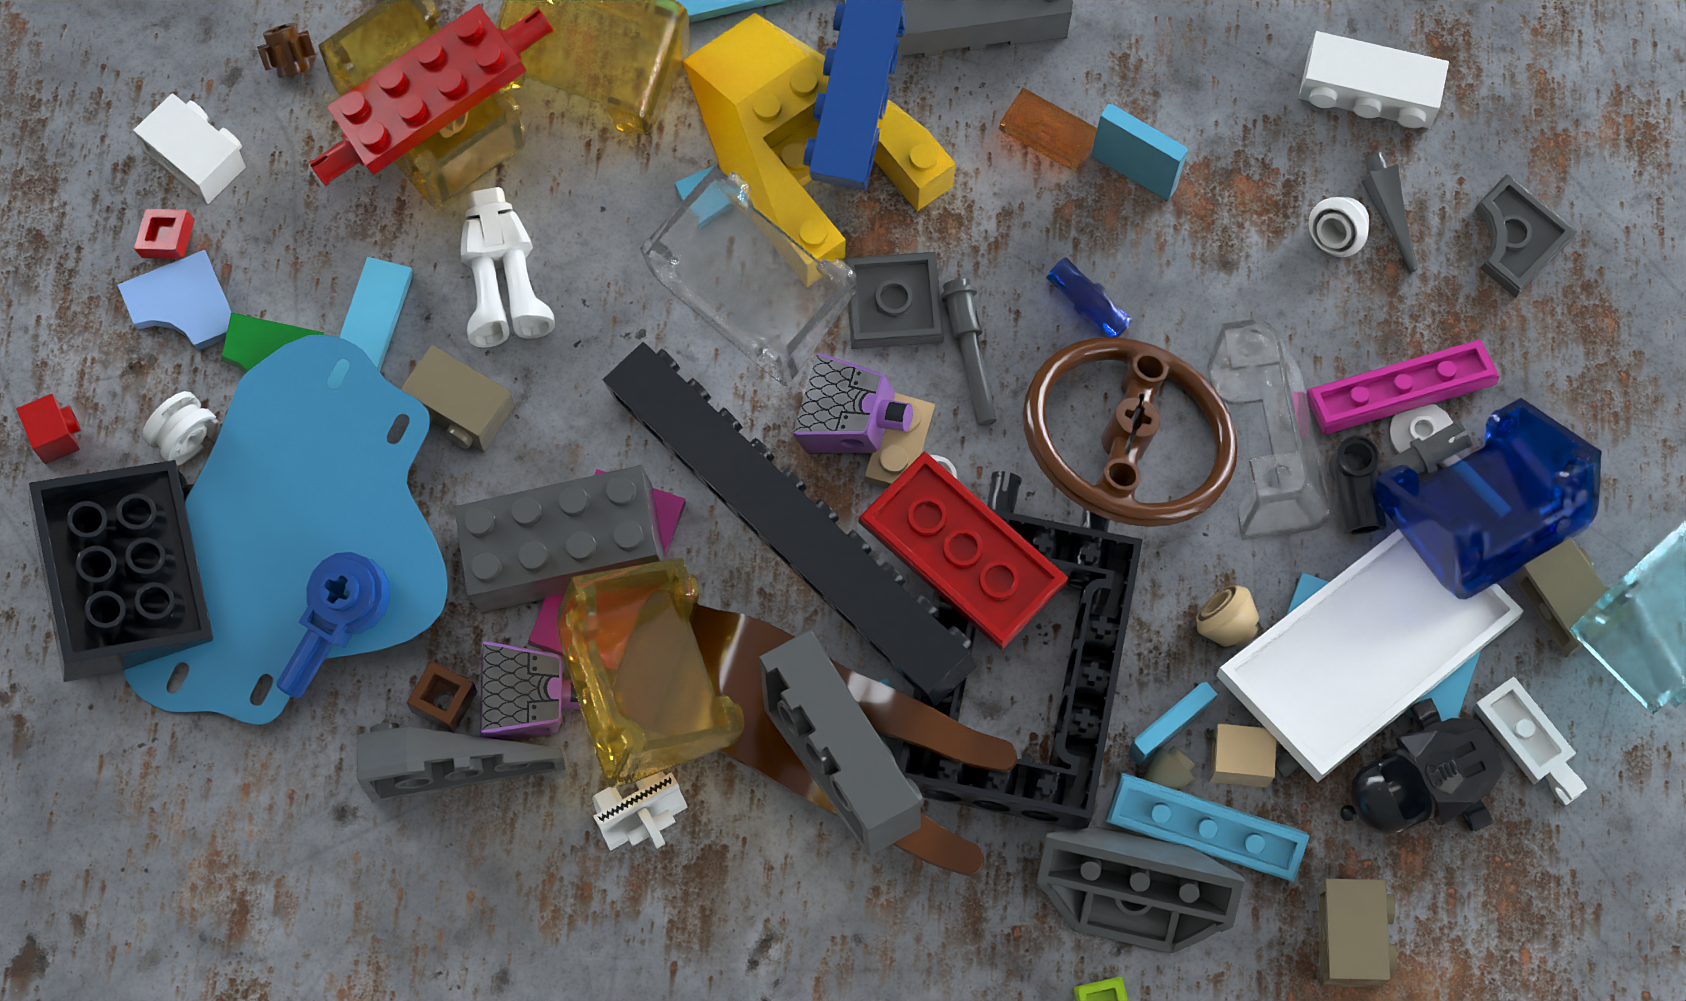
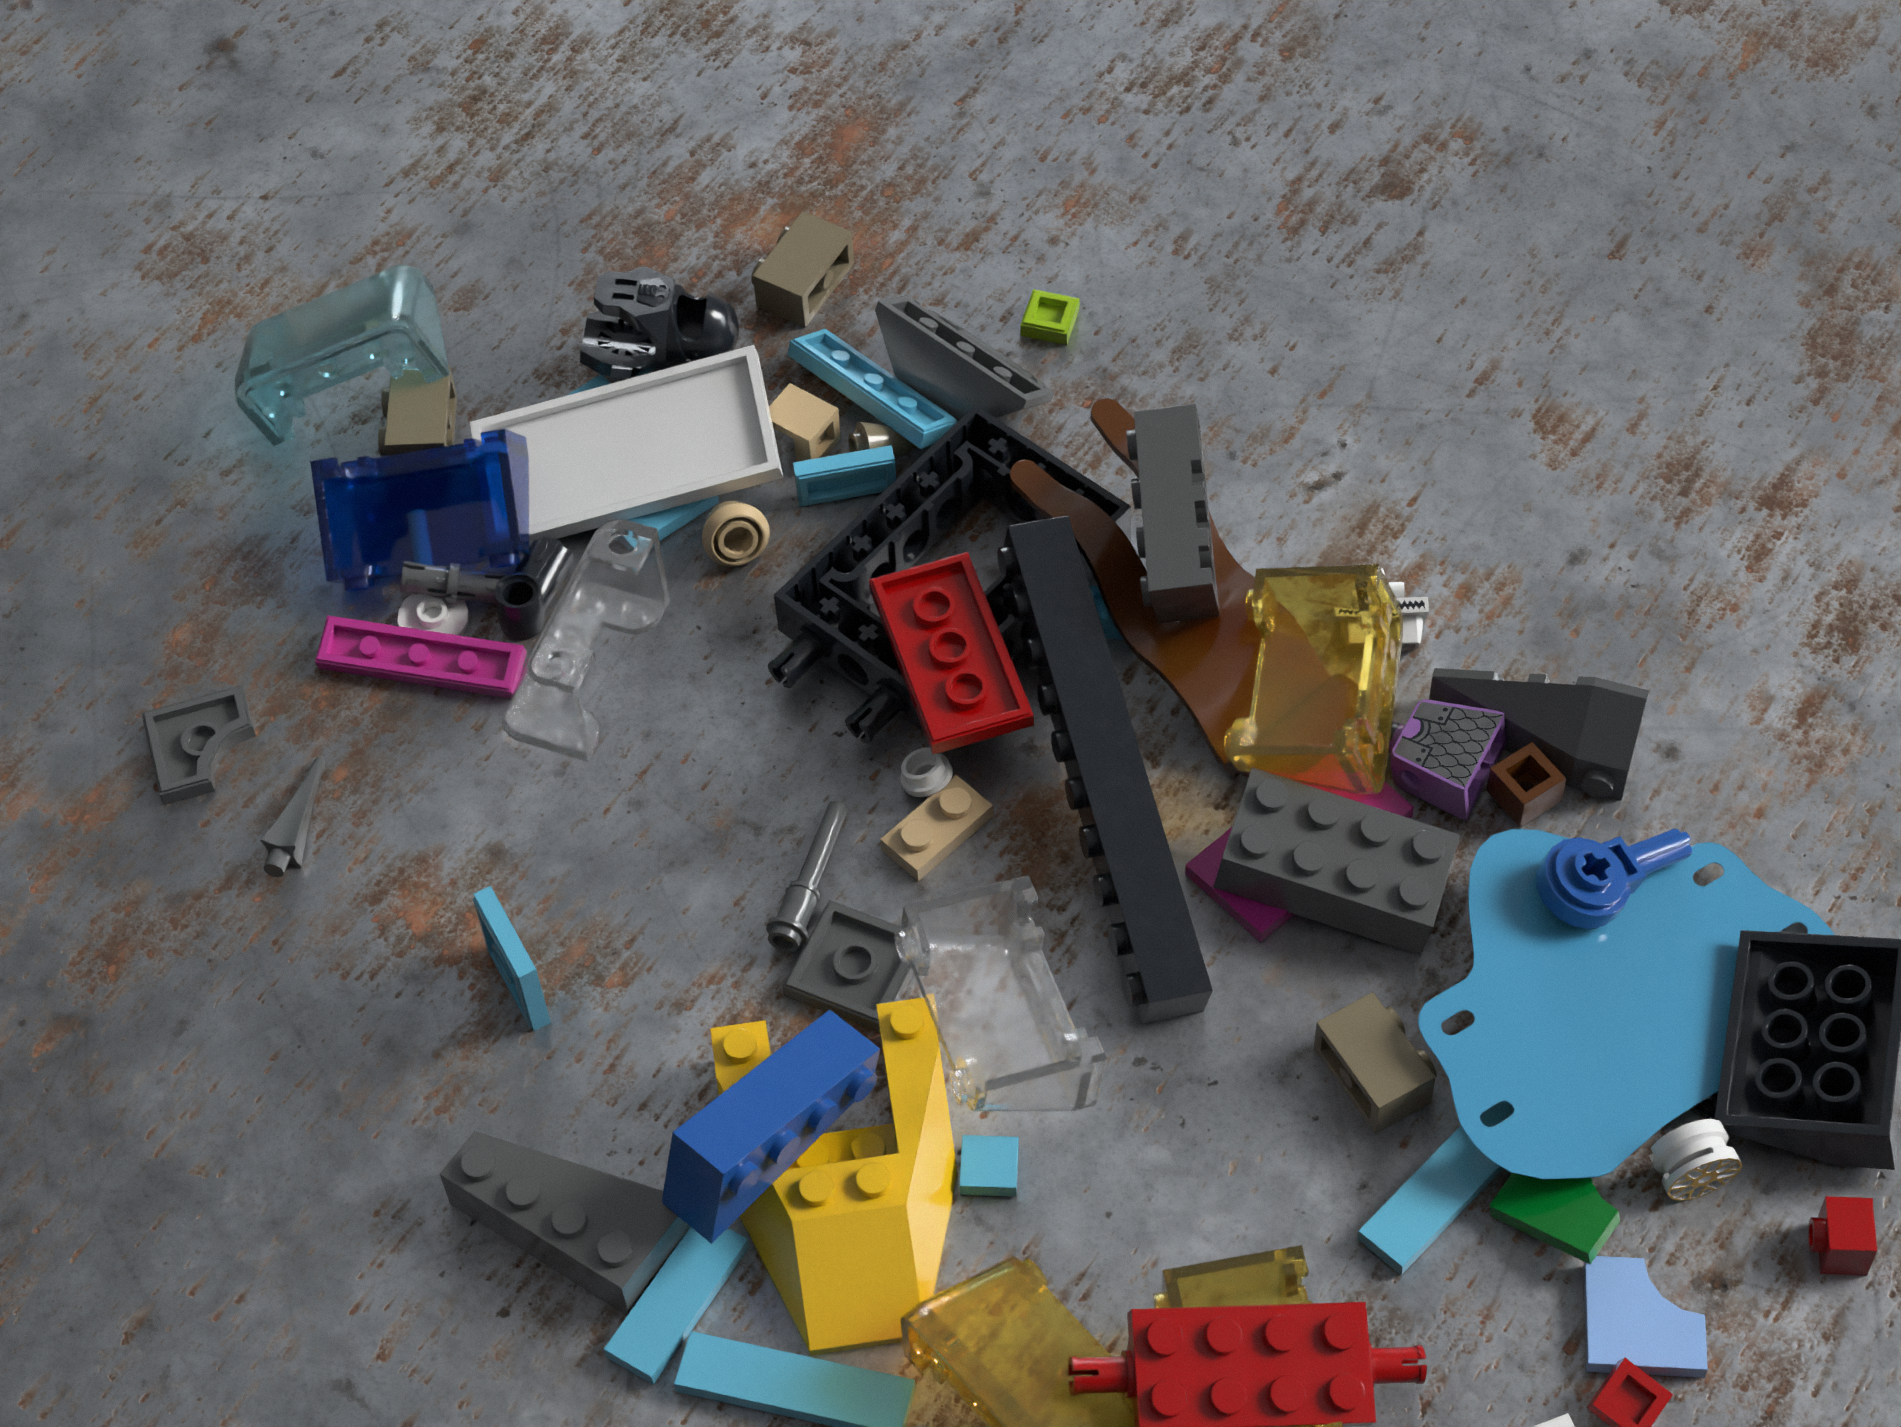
camera: 145 degrees left, 15 degrees down
(497, 240) = (1254, 1214): white piece -> none
(847, 409) = (971, 849): torso -> none
(1049, 129) = (576, 1062): clear orange plate -> none
(1089, 298) = (659, 868): clear blue pin -> none
(1115, 489) = (713, 708): reddish brown piece -> none
(1339, 226) = (361, 813): white cone -> none
(1373, 80) = (215, 939): white brick -> none
(1530, 739) = (543, 340): white plate -> none

